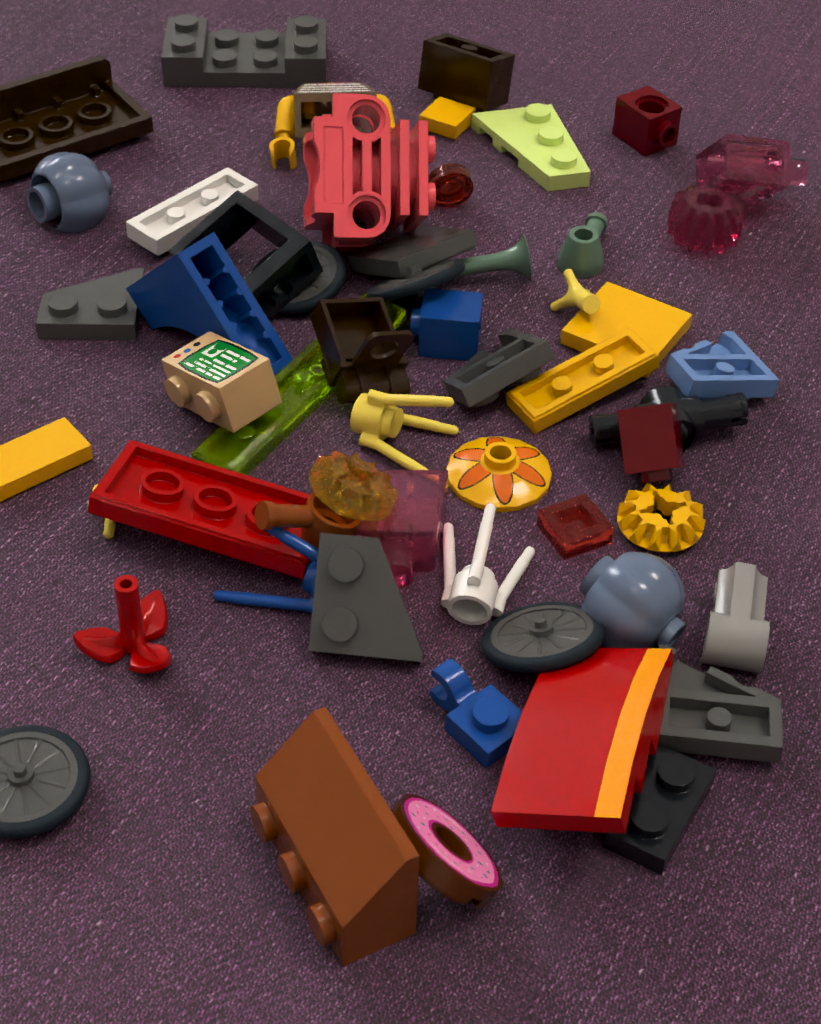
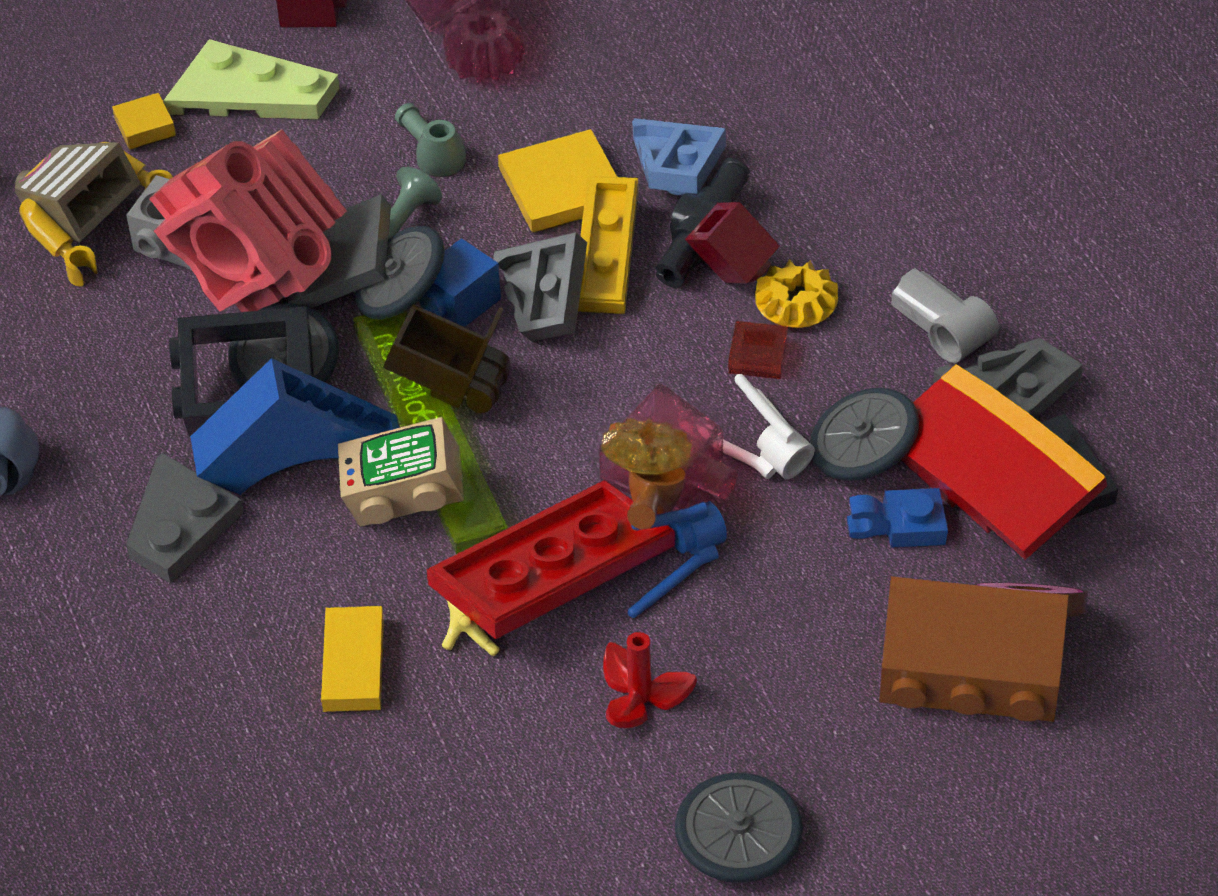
camera: 50 degrees left, 5 degrees up
(172, 219) = (107, 375): white plate -> none
(359, 602) = (746, 519): dark grey wing -> none
(378, 418) = (532, 393): light yellow plant -> none
(466, 72) = (113, 66): dark brown brick -> none
(499, 473) = (650, 355): yellow dish -> none
(576, 296) = (506, 184): light yellow bar -> none
(635, 600) = (880, 356): sand blue plant -> none

